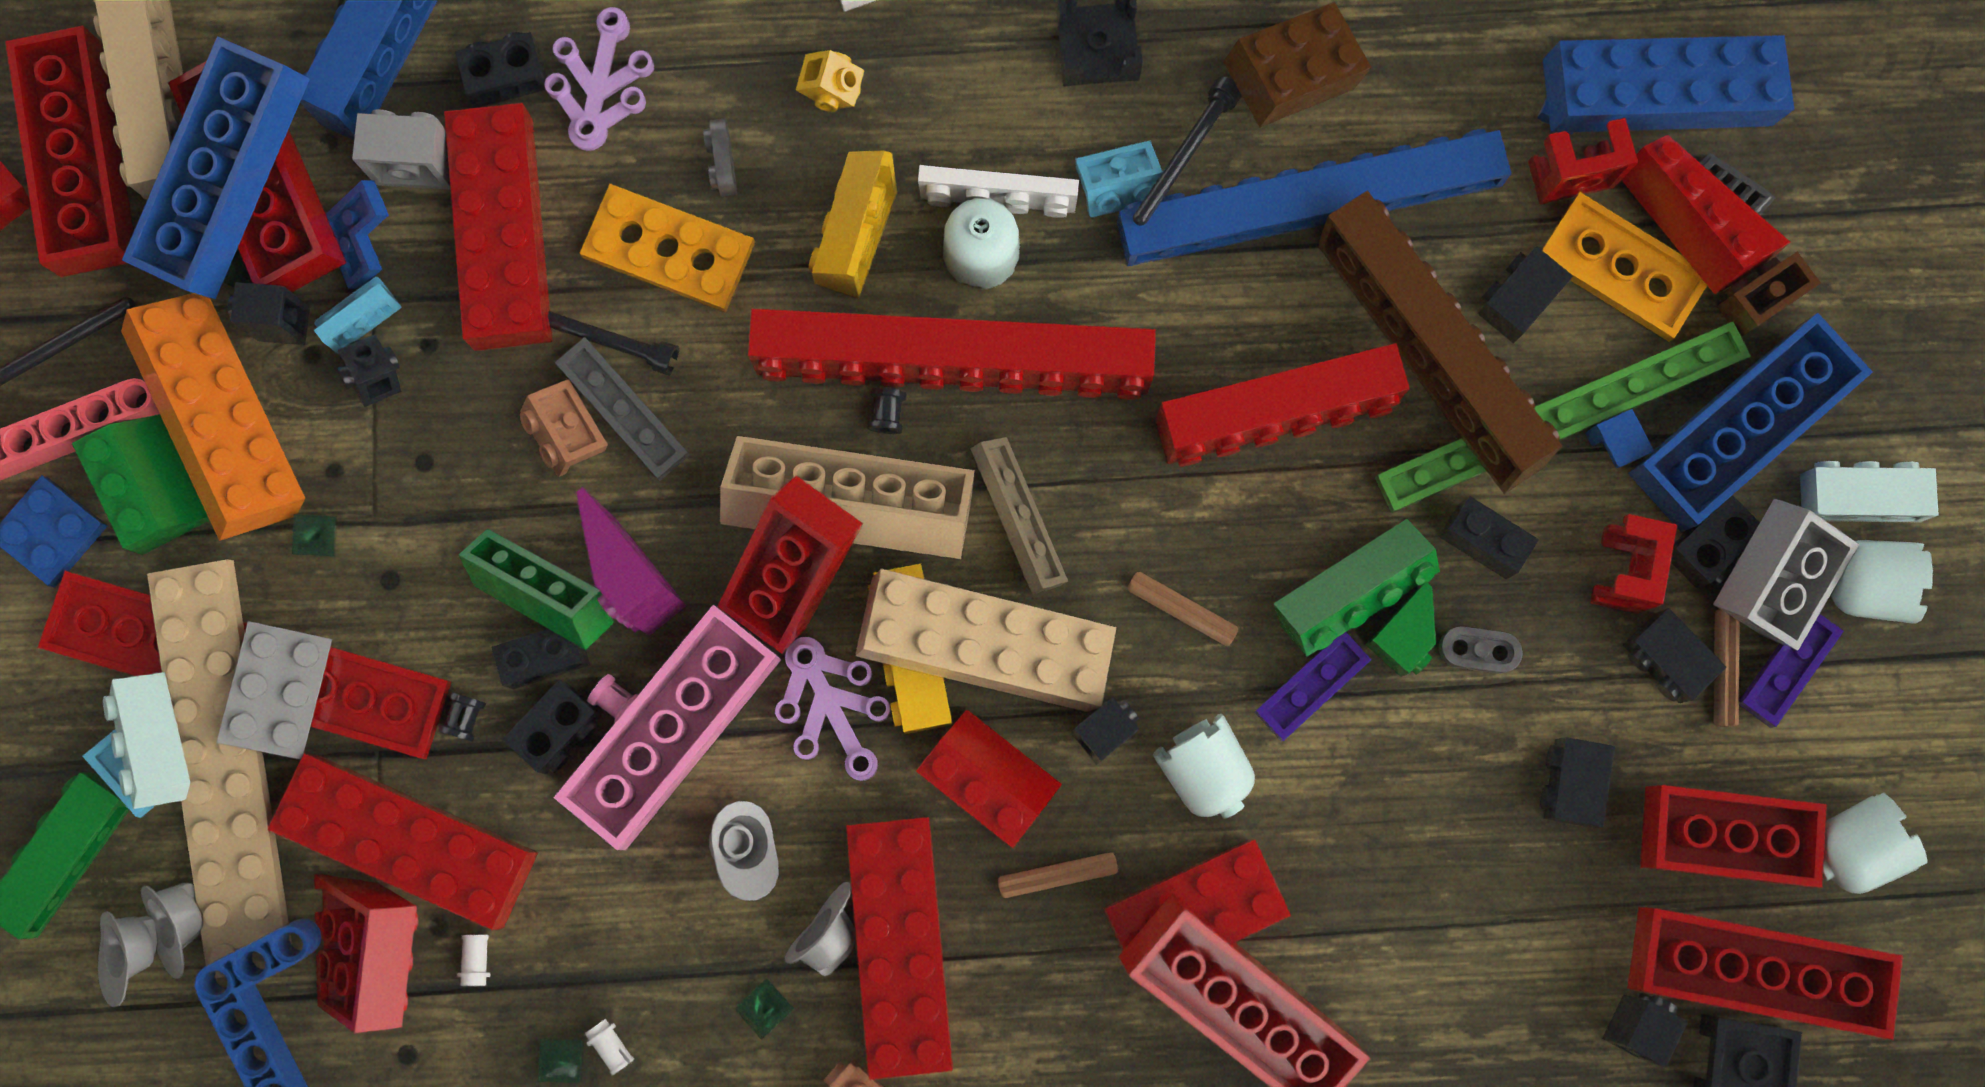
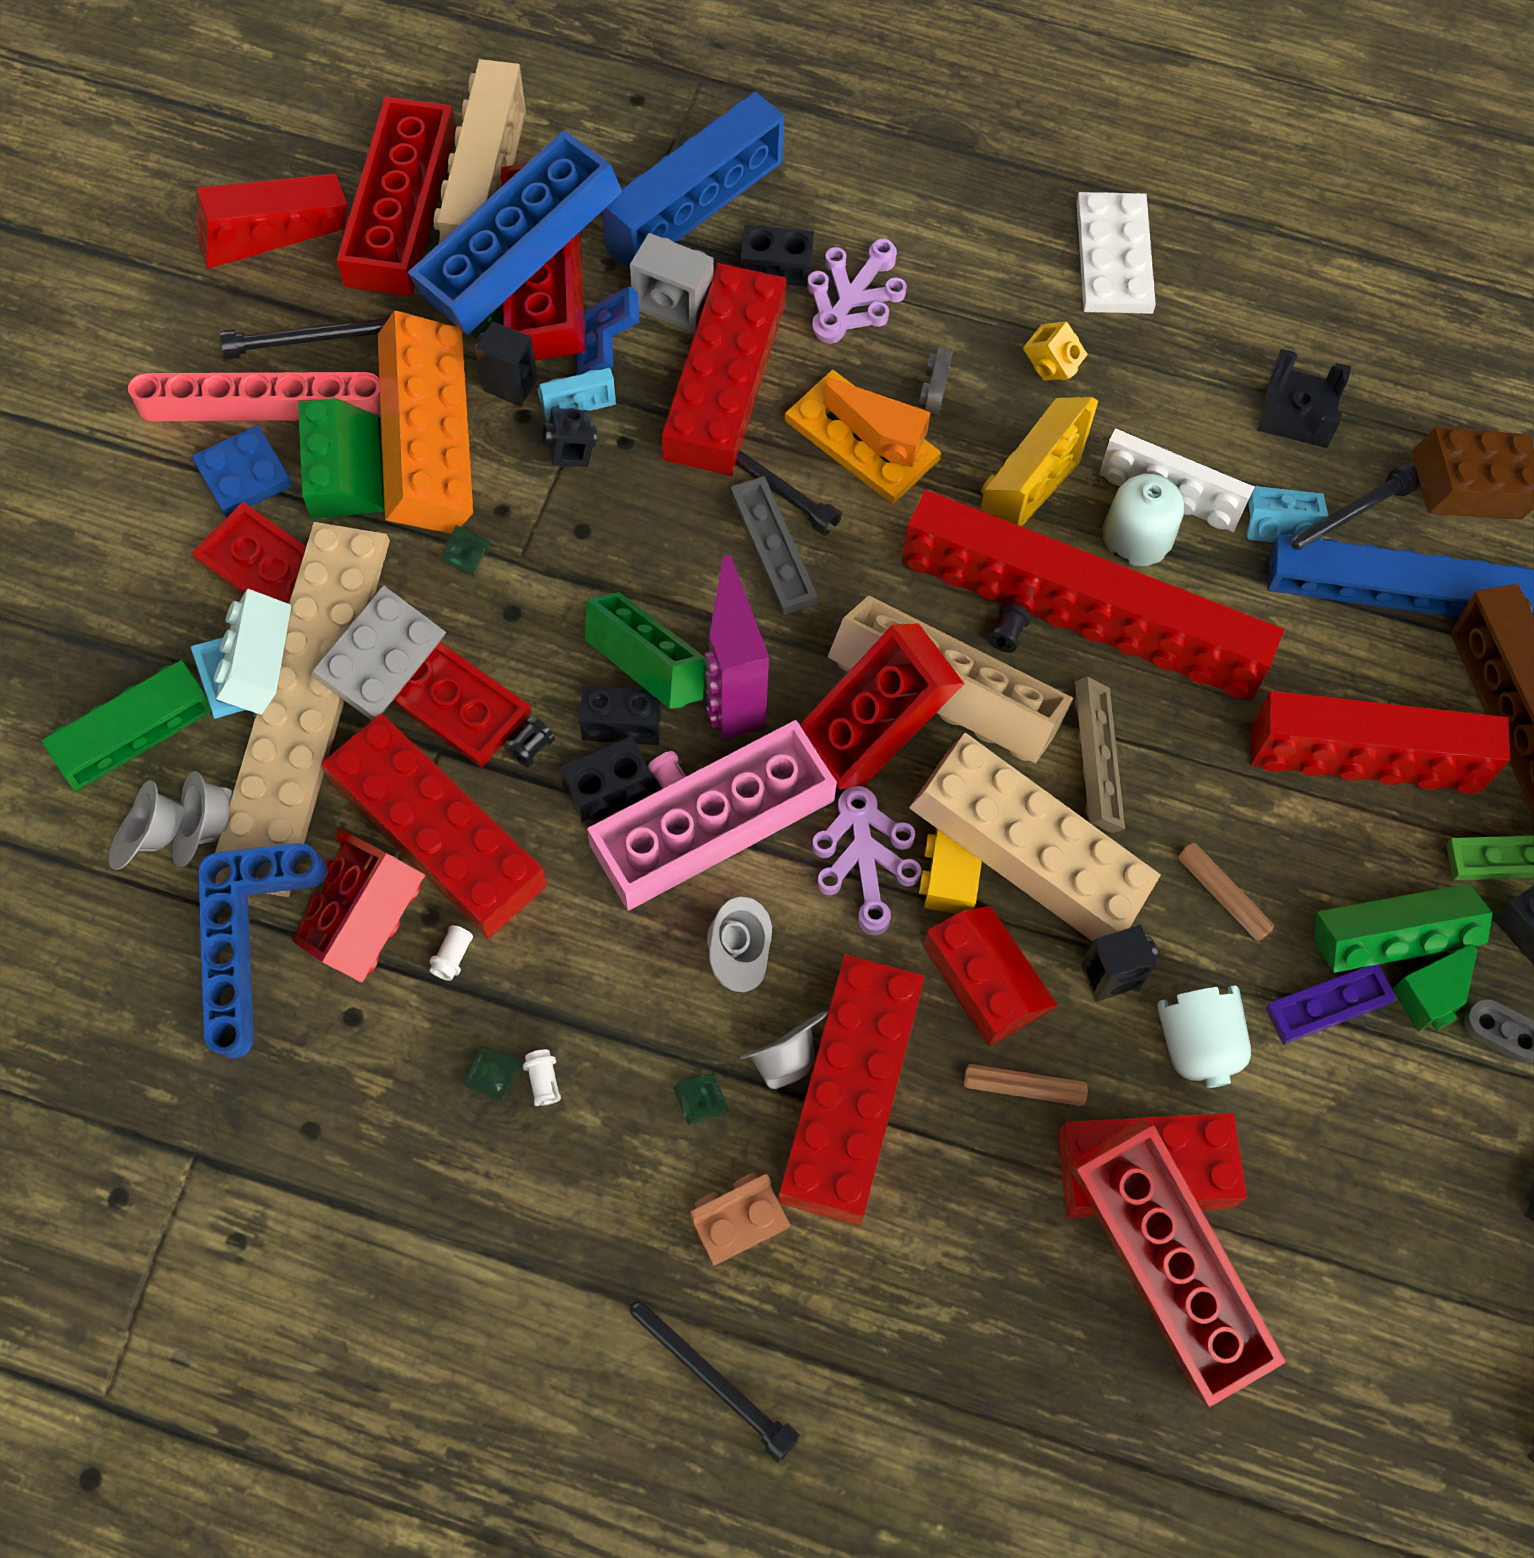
camera: 20 degrees right, 15 degrees down
(561, 426) = (710, 534): nougat bracket -> none
(689, 238) = (881, 422): none -> orange slope

